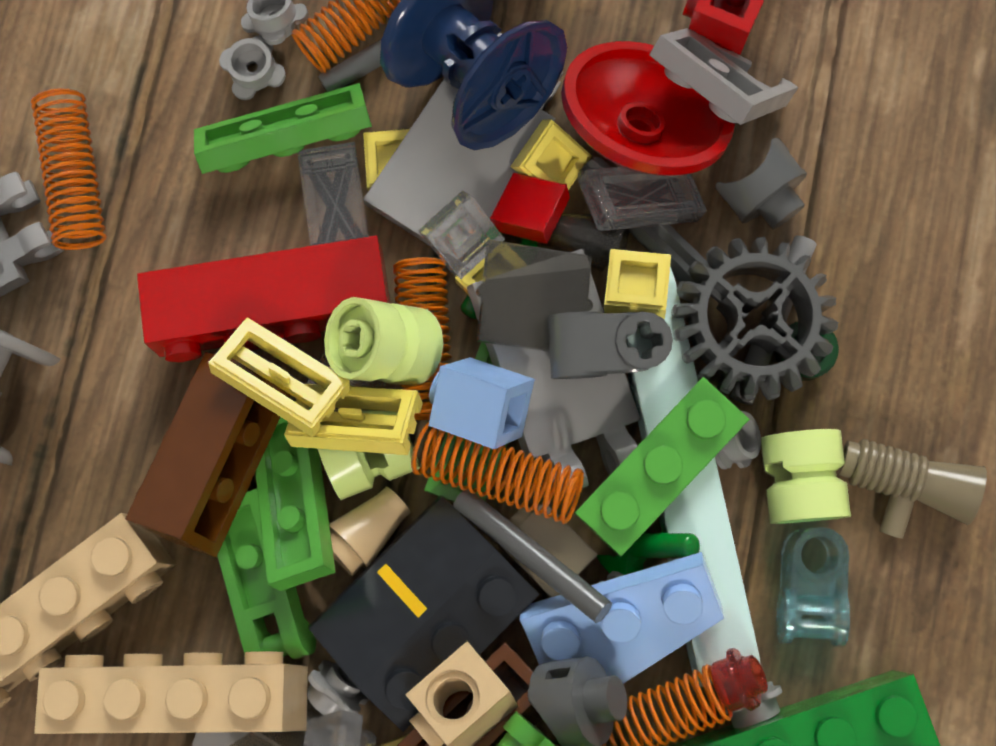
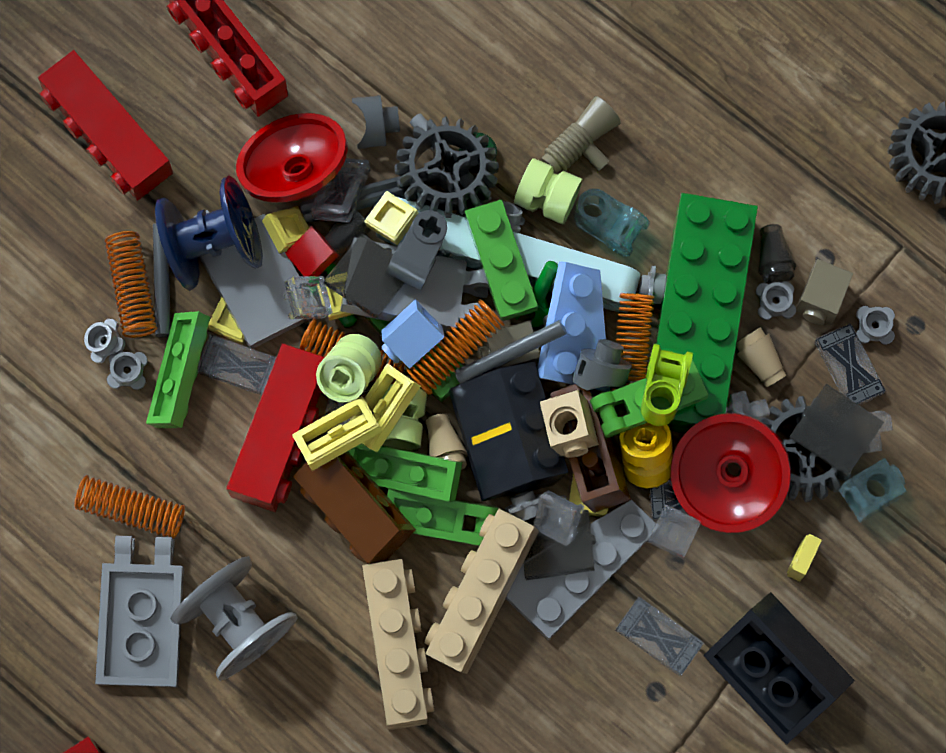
camera: 70 degrees left, 5 degrees down
(719, 77) = (296, 110): light grey wing -> none
(739, 681) = (636, 281): clear red plate -> none

